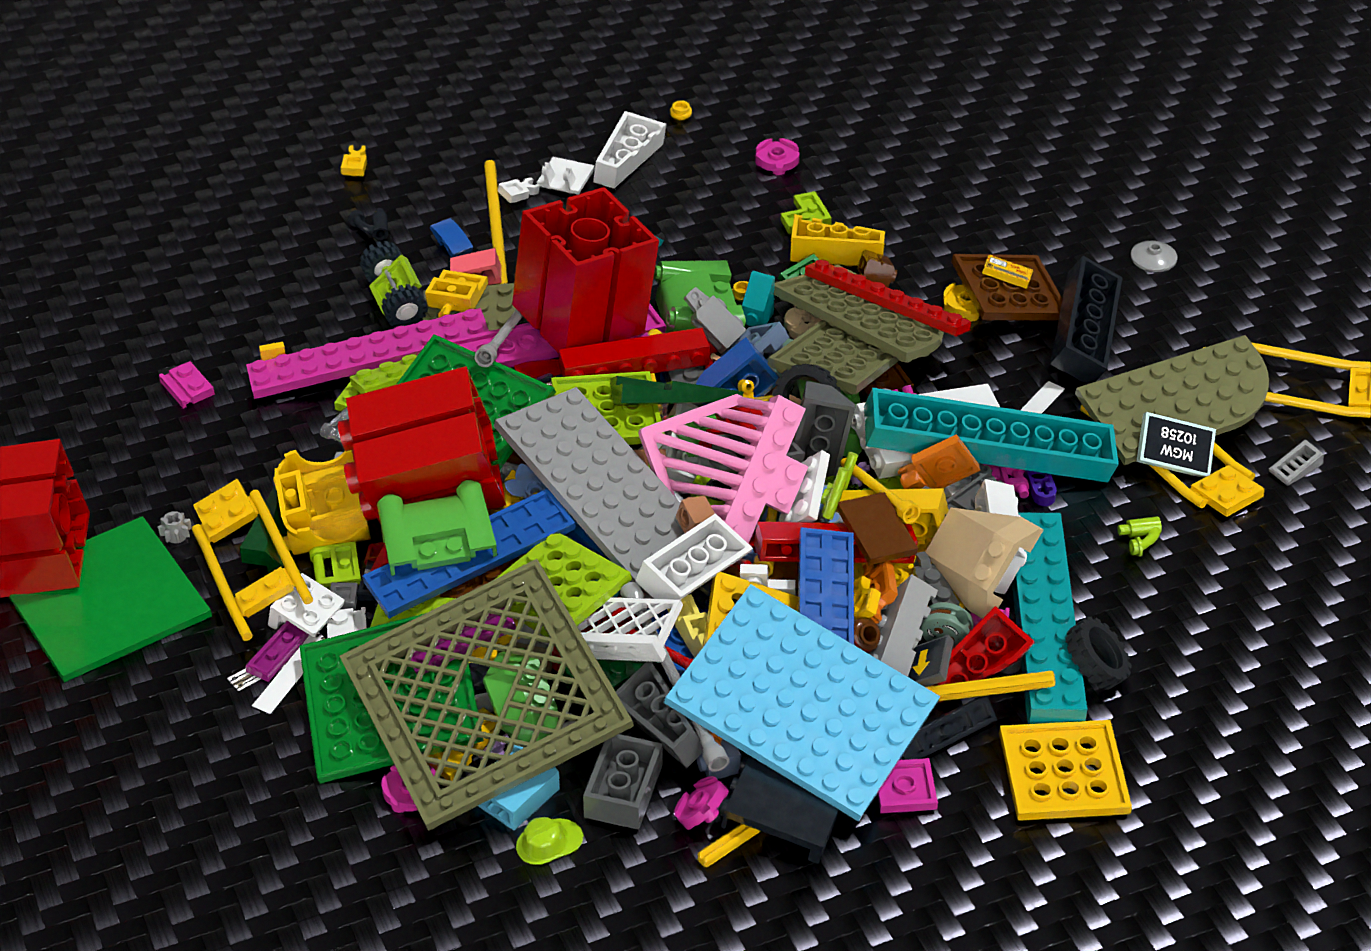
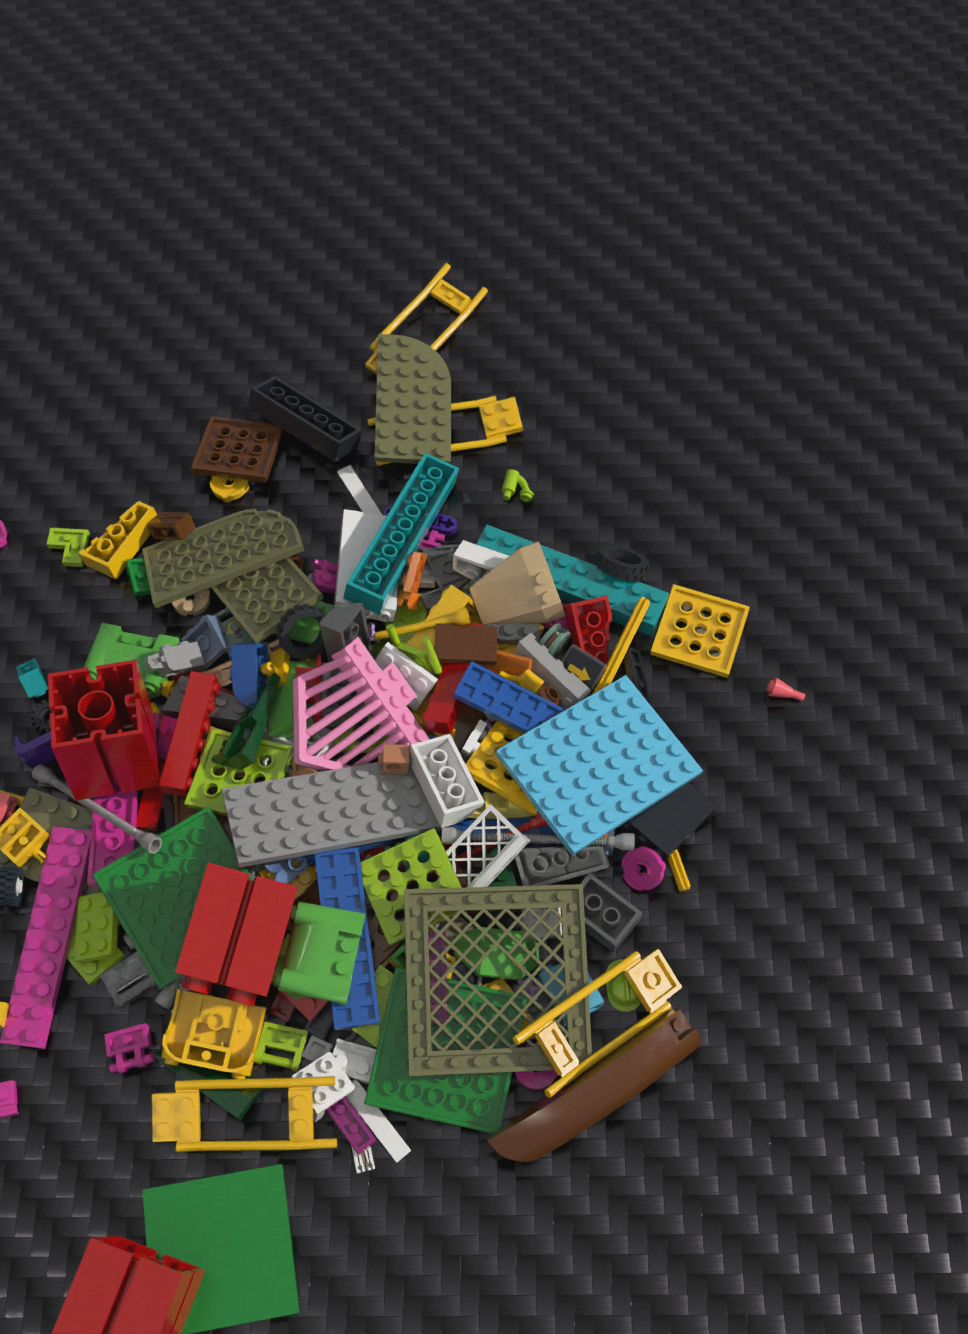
camera: 65 degrees left, 20 degrees up
(174, 527) = (178, 1164): light grey gear -> none
(275, 448) = (129, 1040): none -> dark pink plate
(408, 841) = (598, 1090): none -> reddish brown slope
(559, 849) = (652, 983): none -> yellow plate
(739, 290) = (130, 622): yellow plate -> none
(759, 299) = (158, 619): teal slope -> none
(891, 299) = (215, 532): red plate -> none
(908, 788) = (681, 725): dark pink plate -> none
(1007, 271) = (227, 442): yellow tile -> none
(1034, 874) = (780, 689): none -> coral cone
(1154, 256) = (248, 347): light grey dish -> none
(1176, 445) = (456, 426): black tile -> none
(1314, 457) = (496, 354): light grey slope -> none

